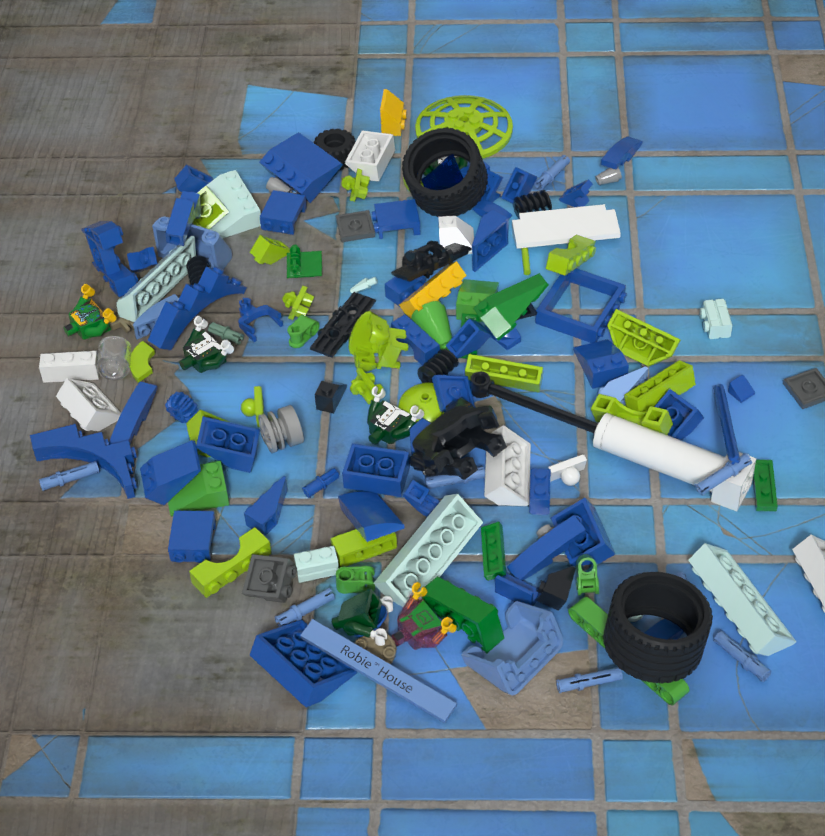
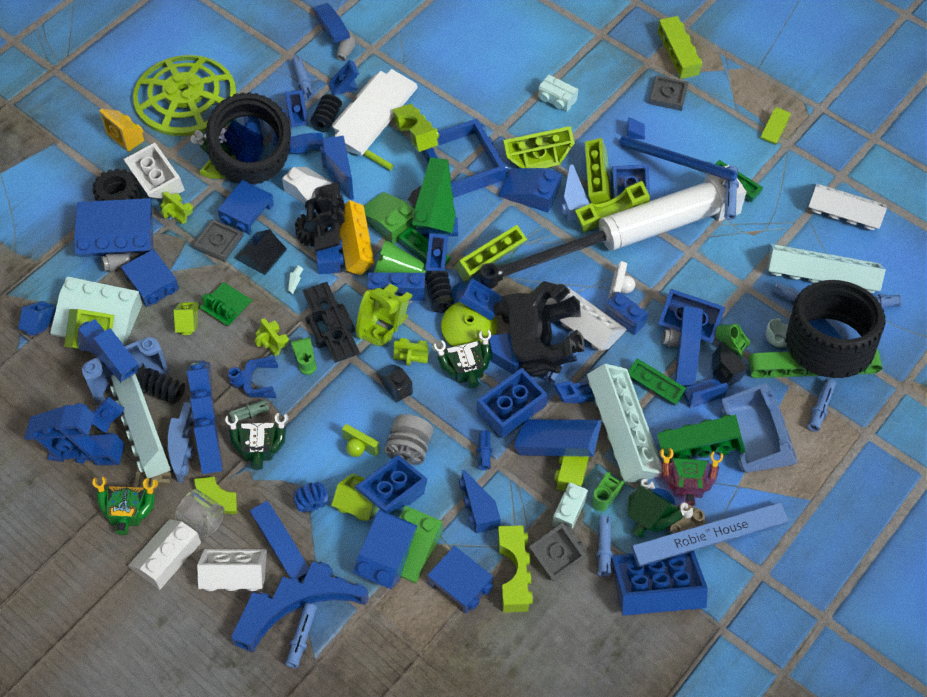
camera: 55 degrees left, 10 degrees up
(369, 254) = (262, 251): none -> black slope

